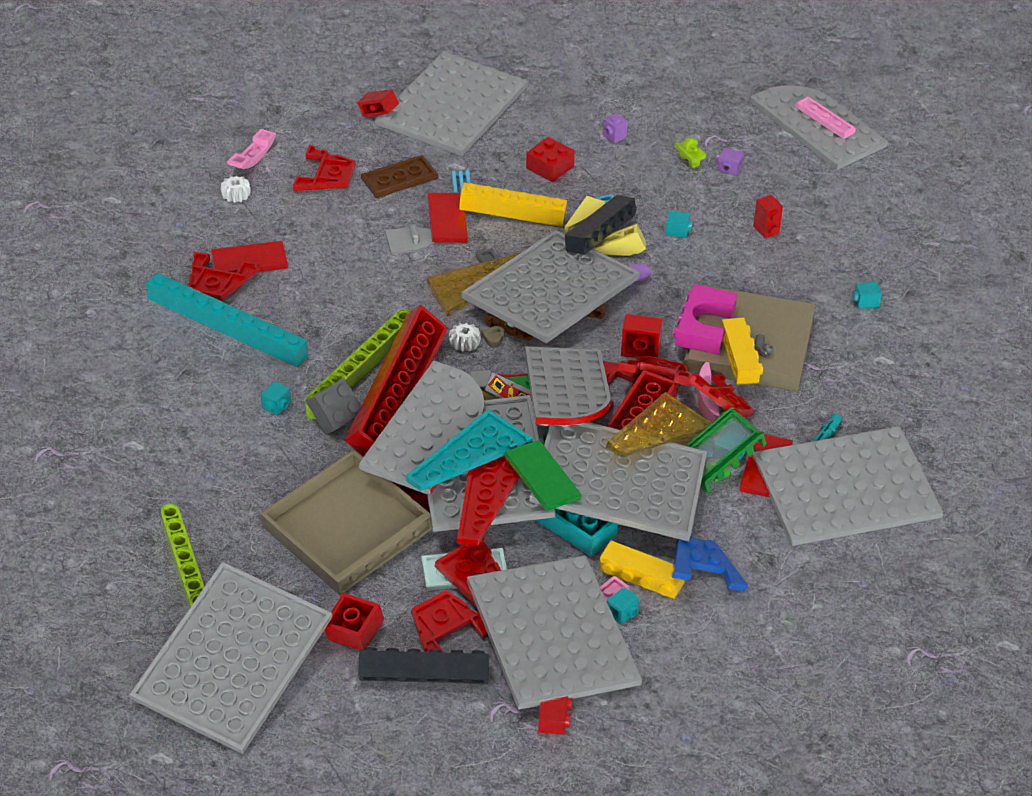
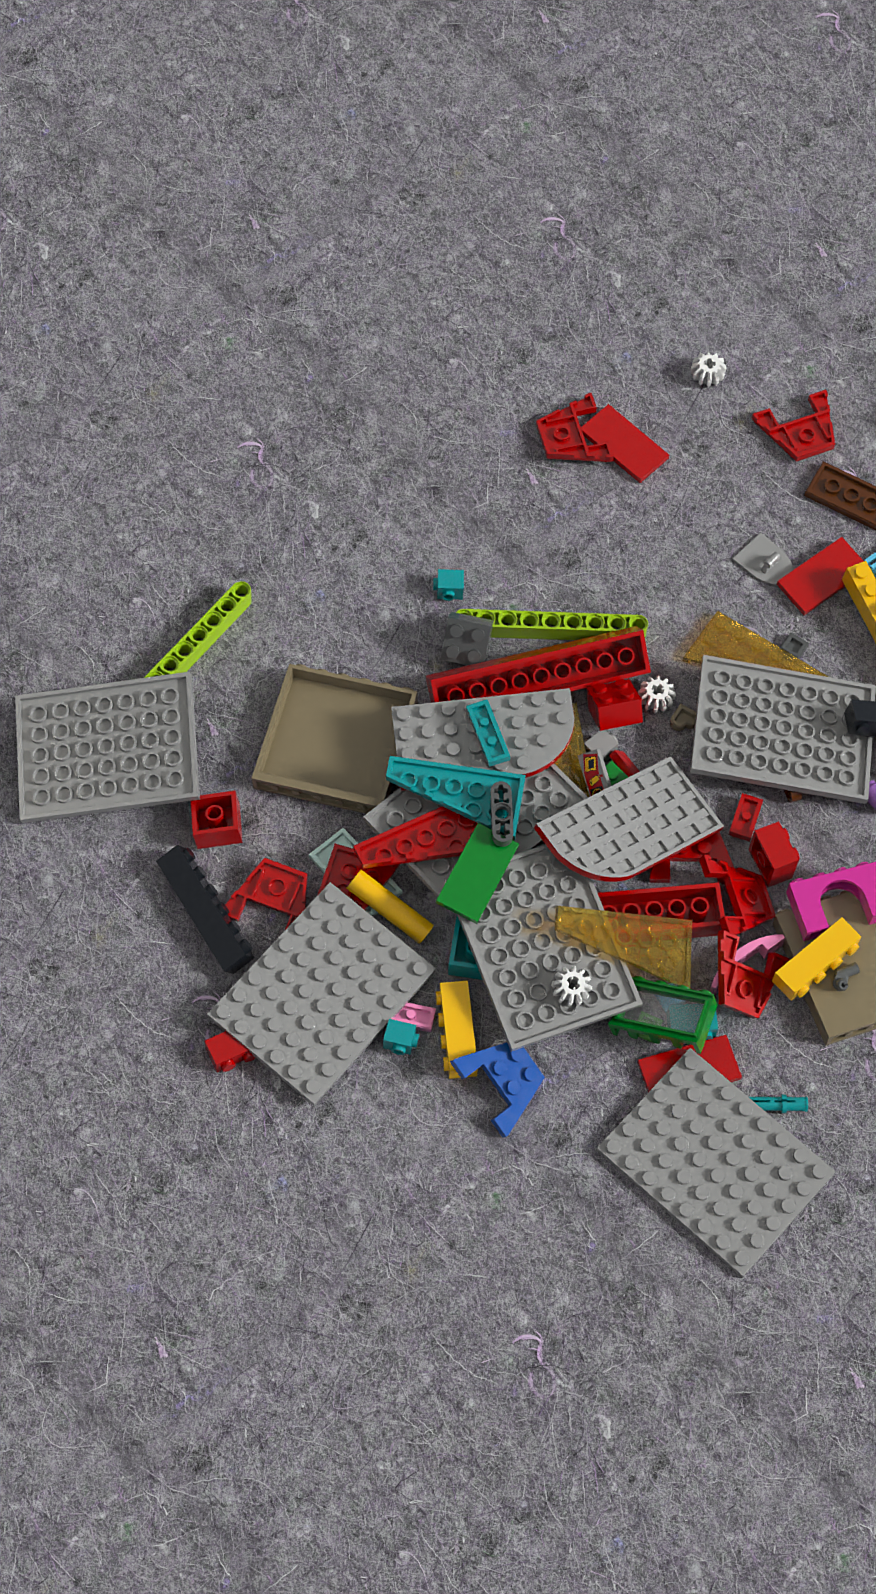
camera: 55 degrees right, 20 degrees up
(227, 319) = (520, 479): teal brick -> none
(253, 154) = (776, 350): bright pink slope -> none
(434, 414) = (488, 732): none -> teal plate
(460, 352) = (614, 704): none -> red brick
(513, 556) = (390, 906): none -> yellow brick
(522, 439) = (505, 805): none -> dark grey beam
(597, 340) = (745, 817): none -> red plate
(669, 474) = (567, 977): none -> white gear

